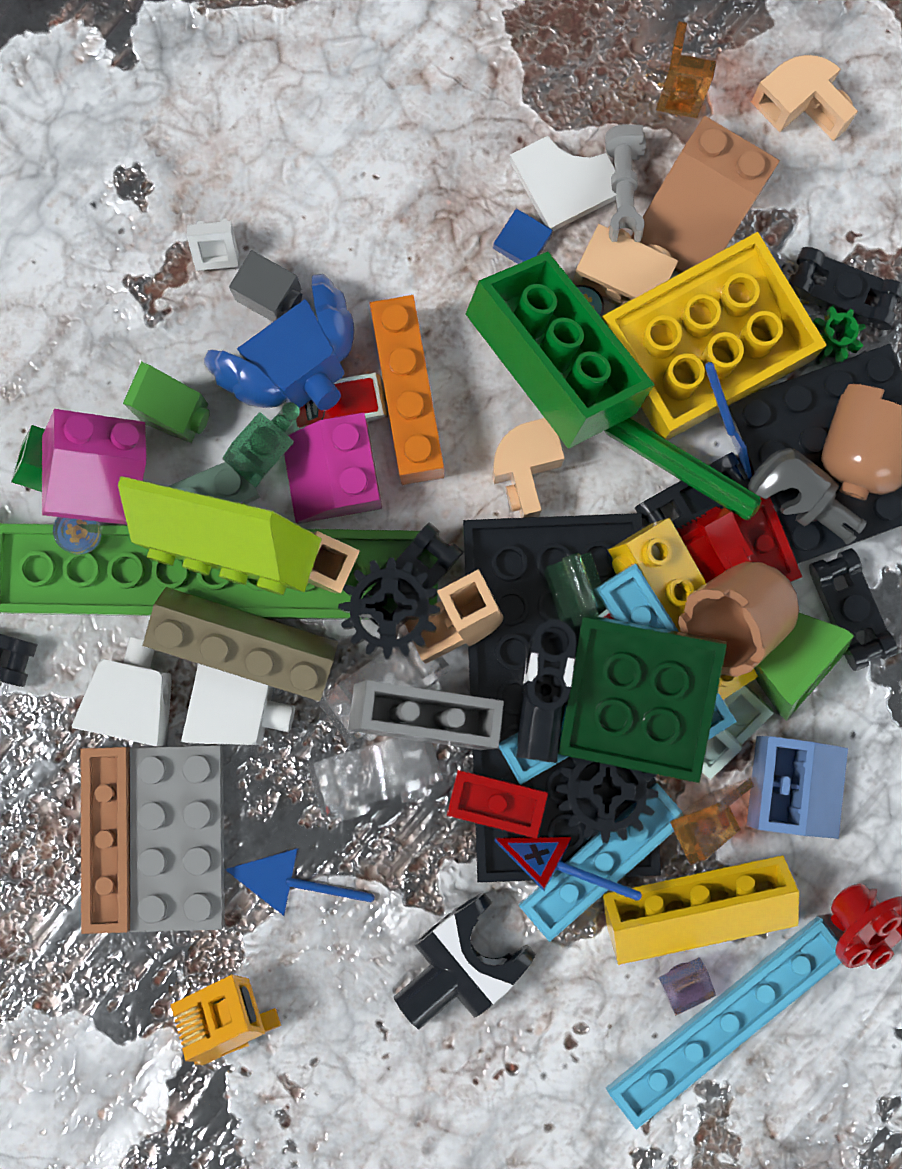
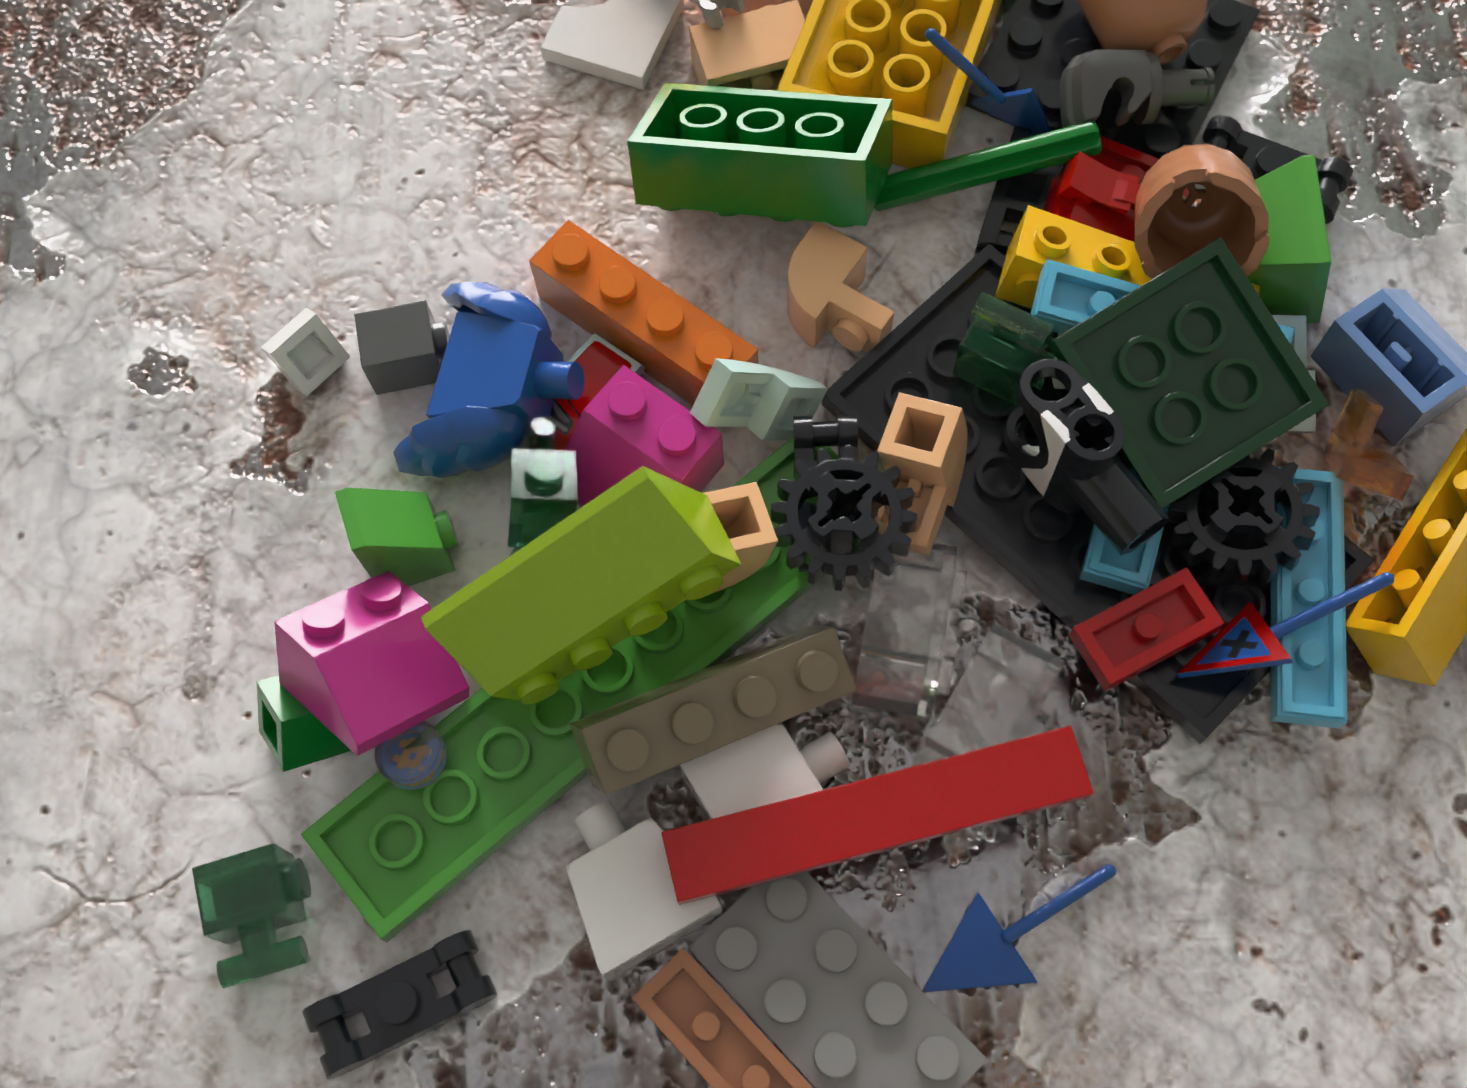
camera: 40 degrees left, 15 degrees down
(266, 774) = (875, 814): none -> red tile
(422, 495) = (756, 398): none -> light aqua slope
(425, 715) = (987, 591): light grey brick -> none
(458, 968) = (1282, 849): black connector -> none
(522, 237) = (620, 108): blue tile -> none

